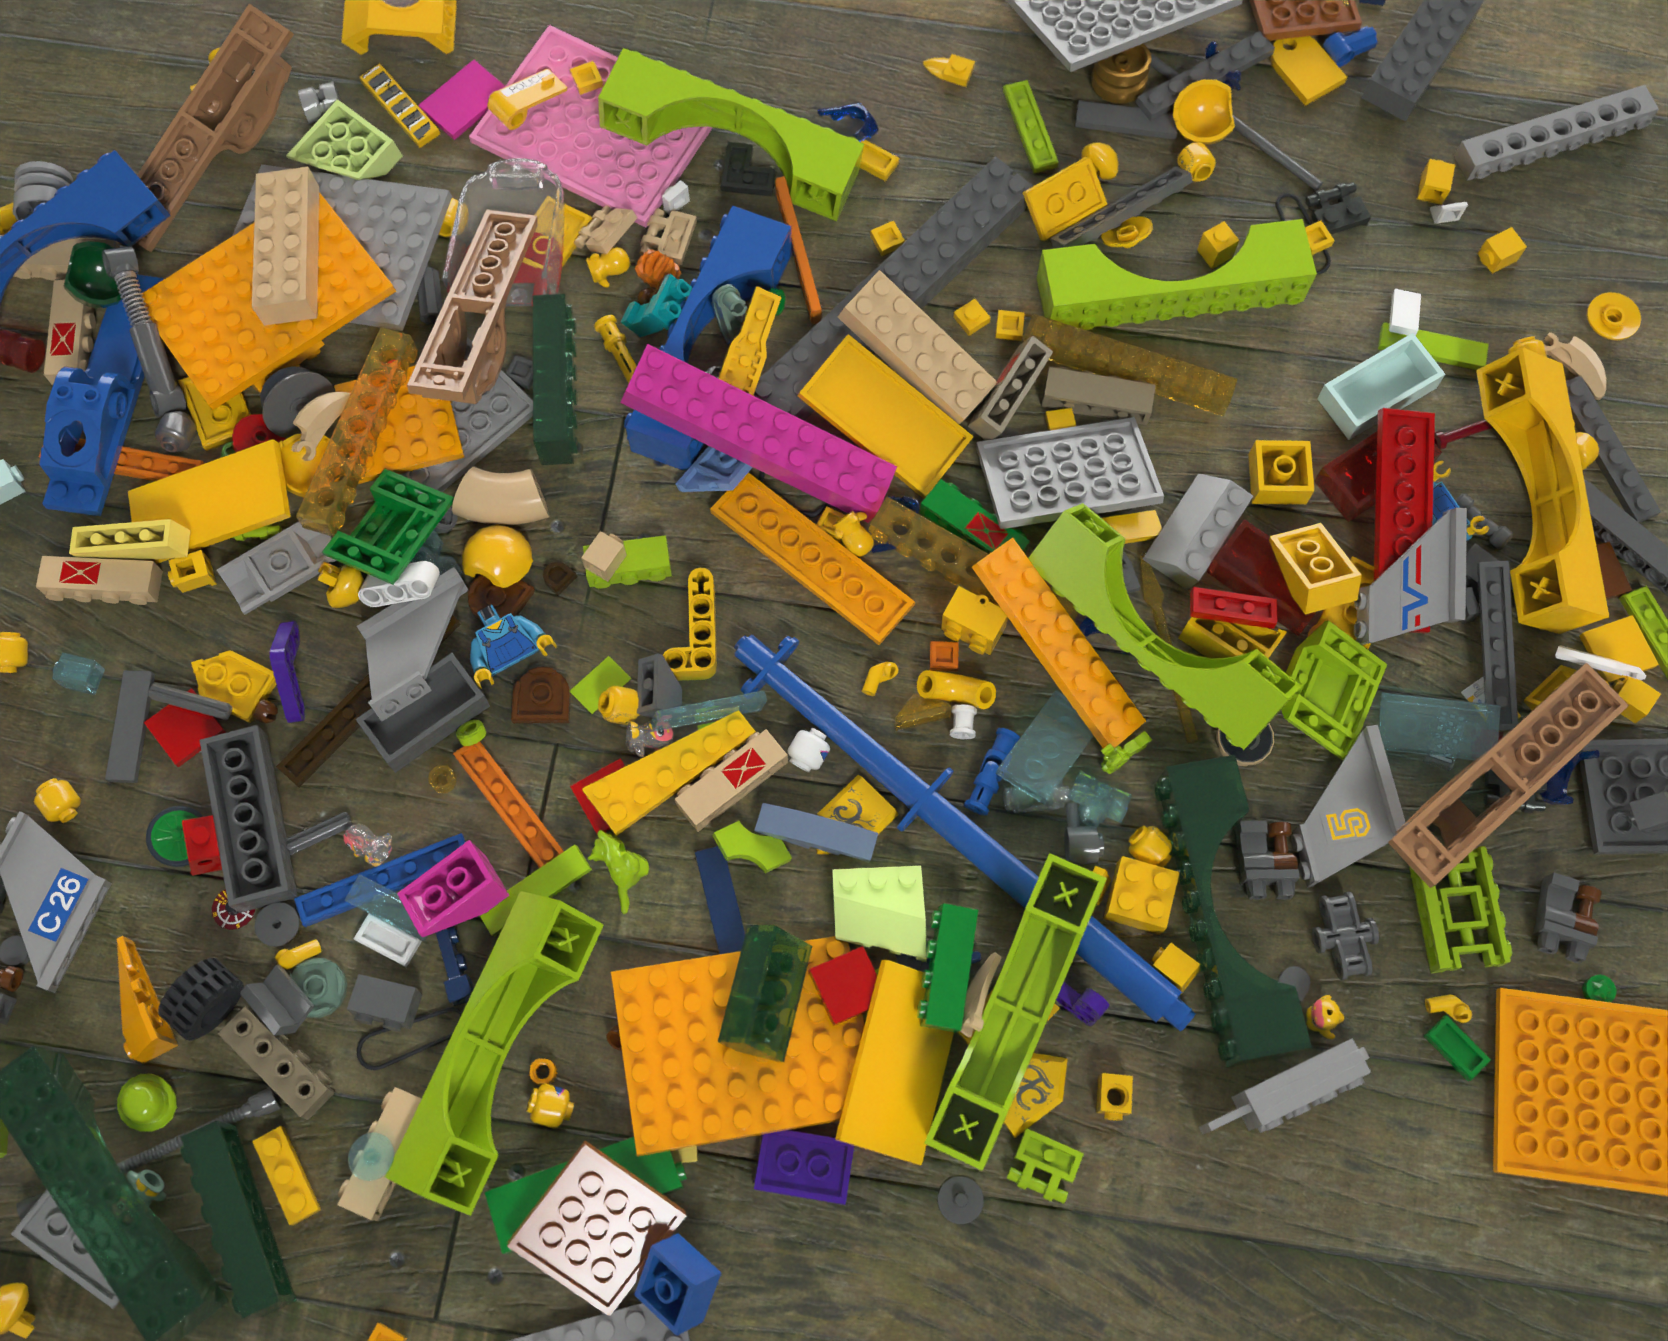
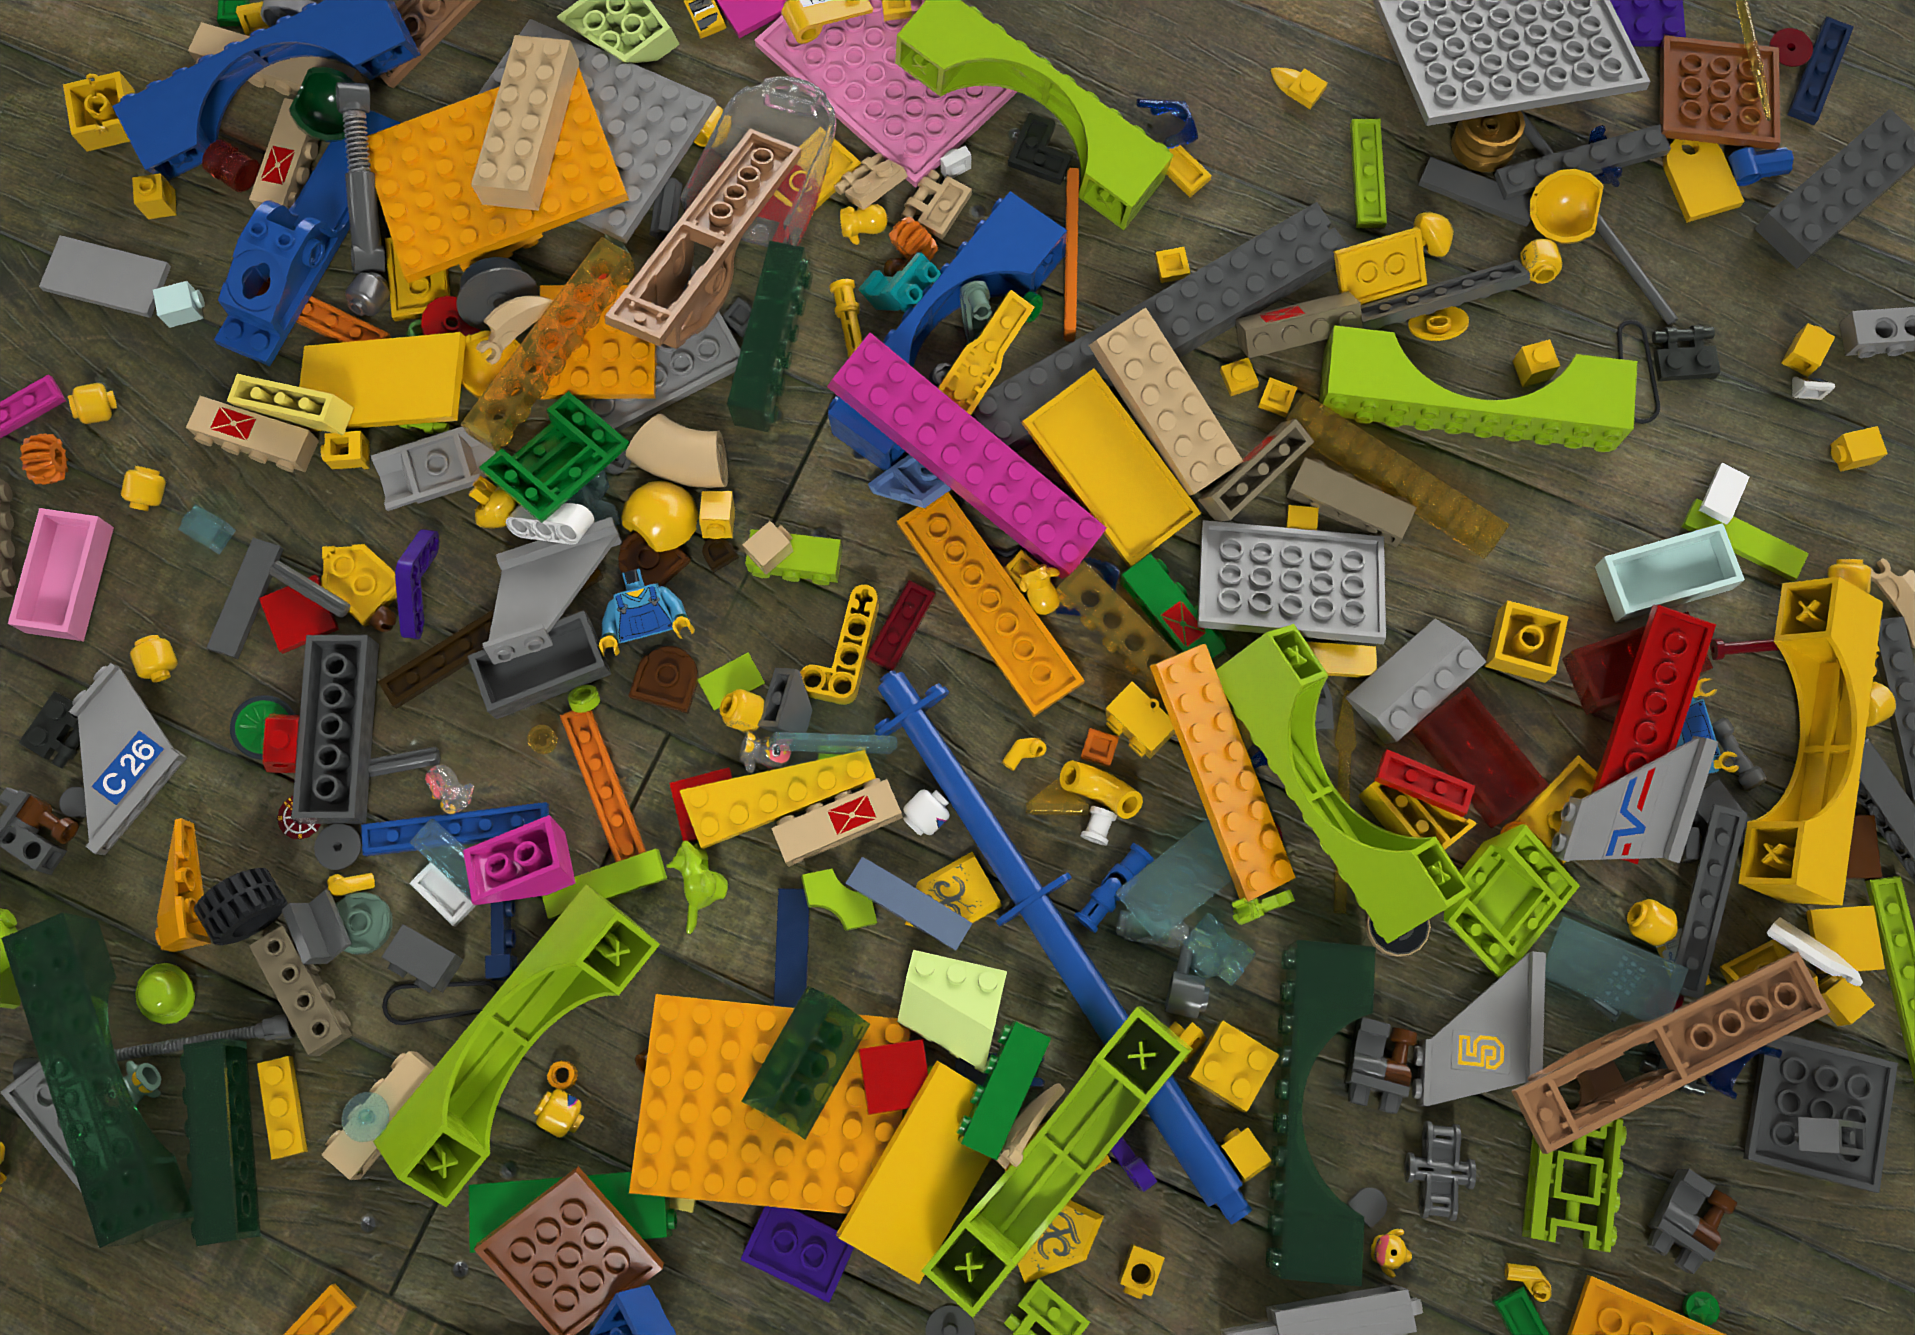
camera: 20 degrees right, 5 degrees up
(548, 542) = (717, 514): none -> yellow brick
(739, 598) = (900, 626): none -> dark red tile
(1007, 260) = (1297, 324): none -> dark tan brick
(1150, 846) = (1258, 1016): yellow head -> none
(1315, 568) = (1528, 763): yellow slope -> none
(1318, 237) = (1651, 382): yellow plate -> none
(1457, 677) = (1652, 922): none -> yellow head

